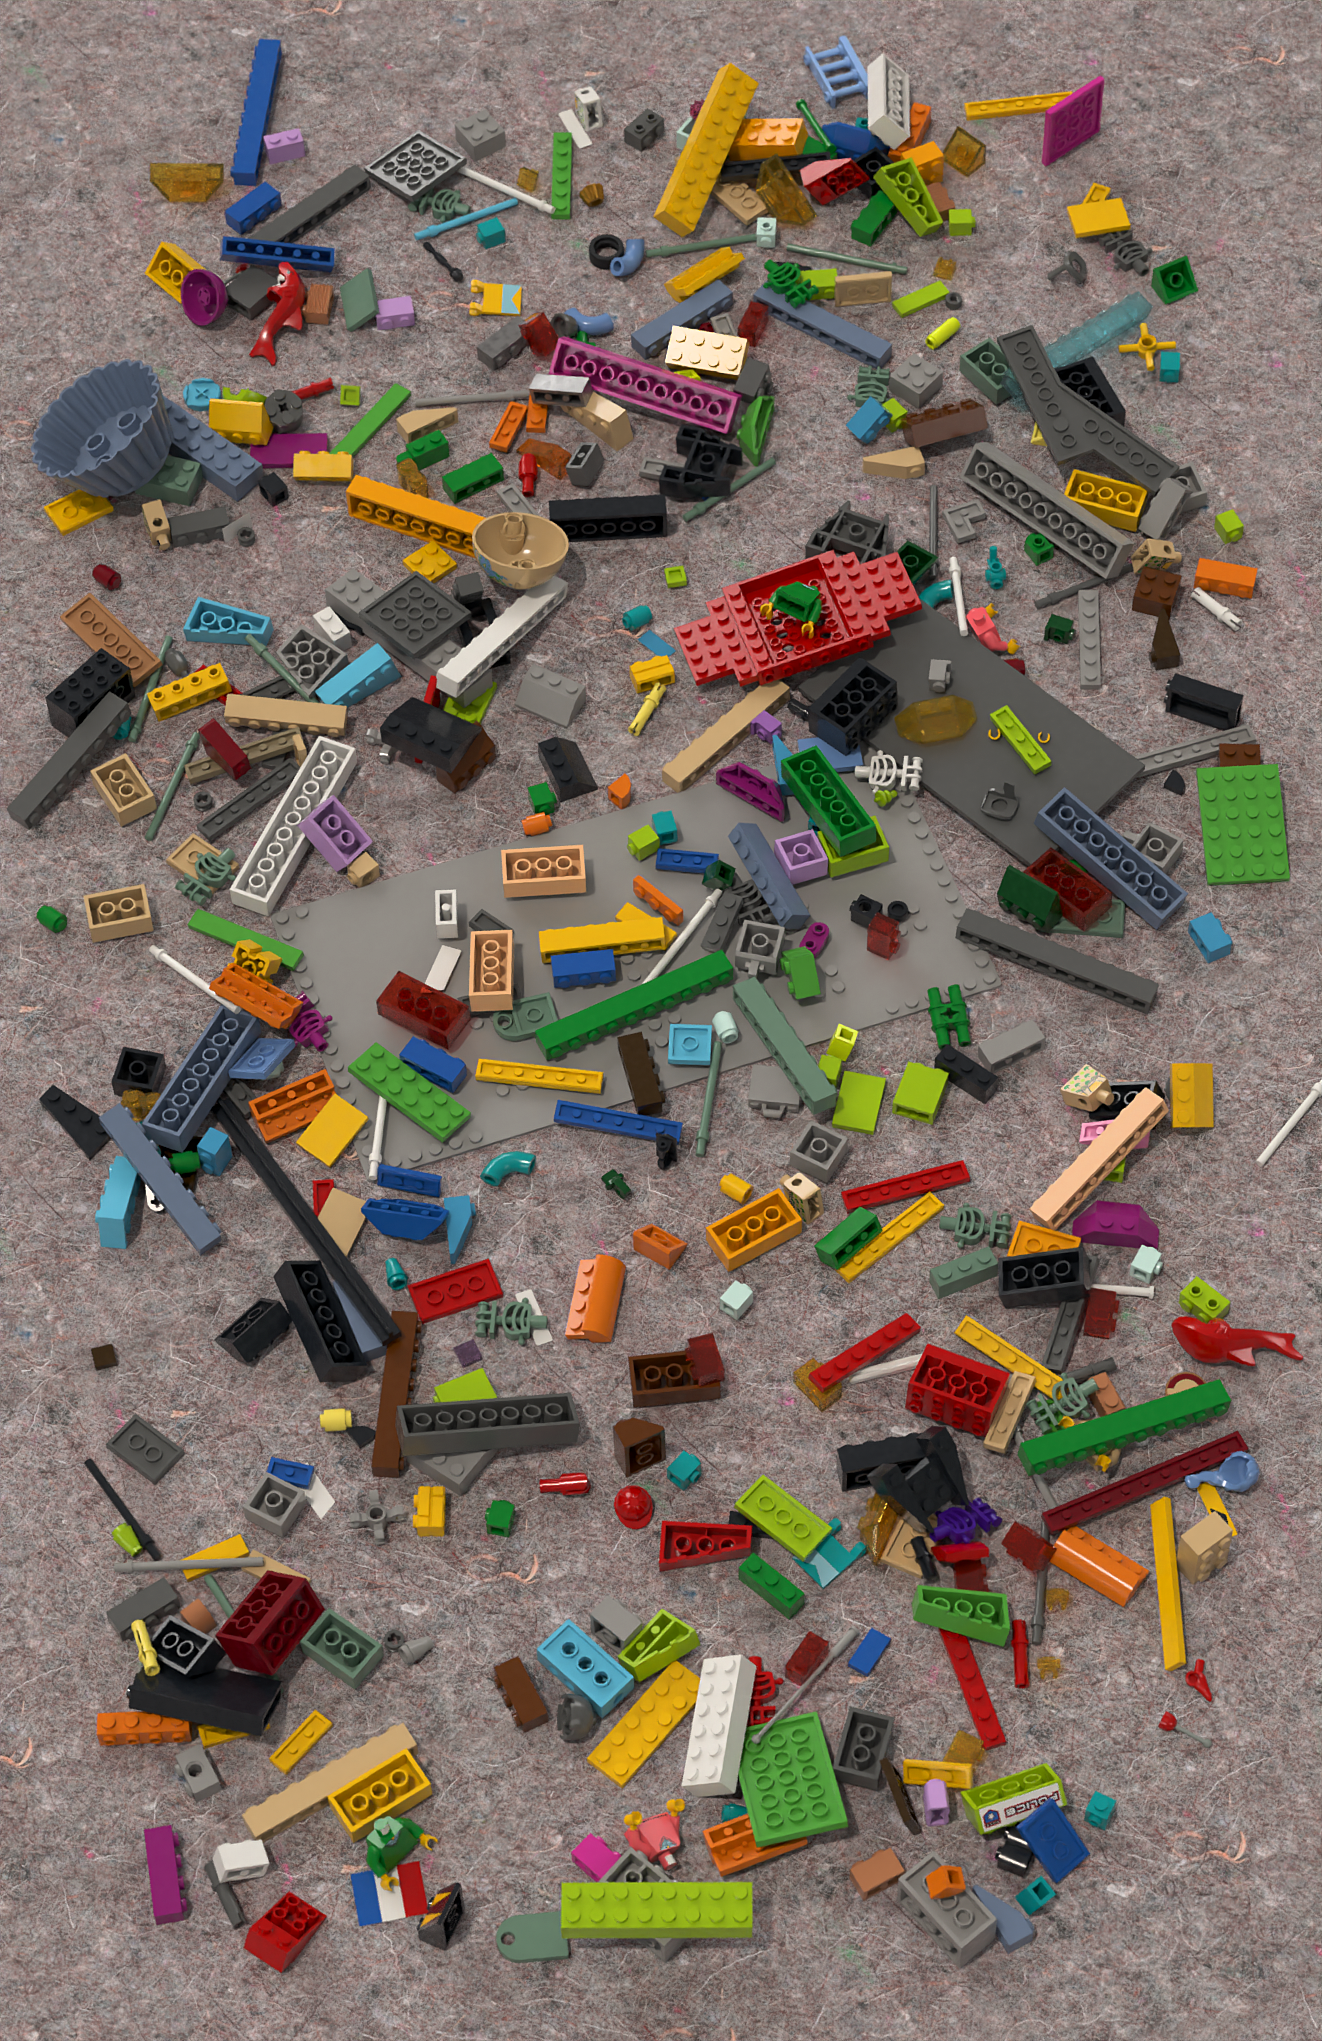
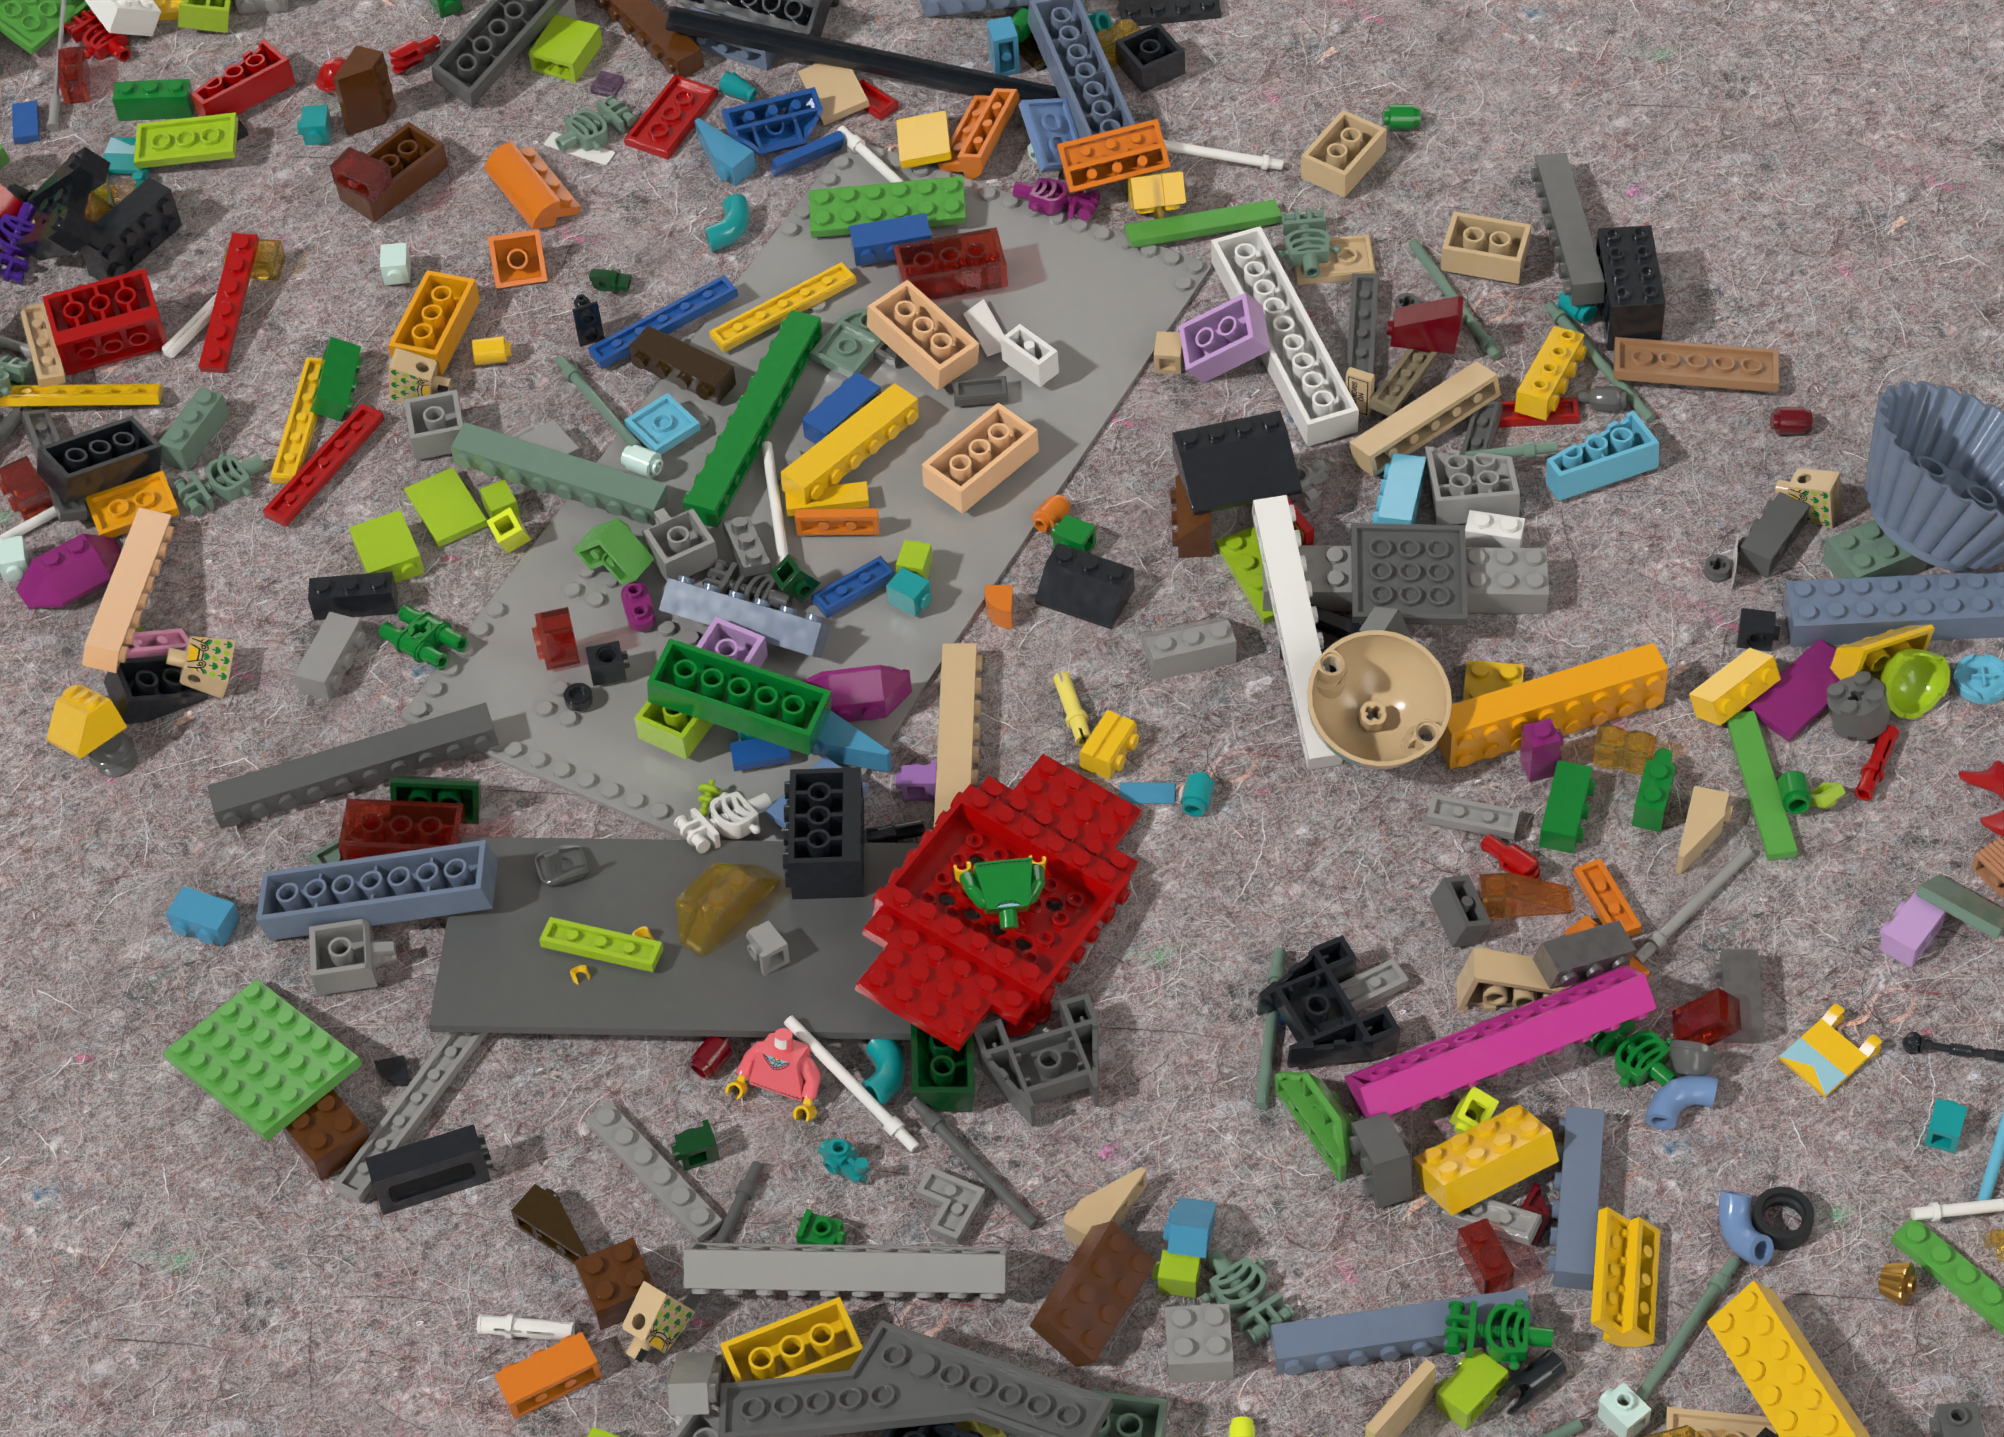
camera: 140 degrees right, 5 degrees down
(363, 402) = (1794, 792): none -> green brick
(455, 495) = (1540, 749): none -> magenta brick
(611, 517) = (1352, 862): black brick -> none
(675, 576) = (1209, 872): lime plate -> none

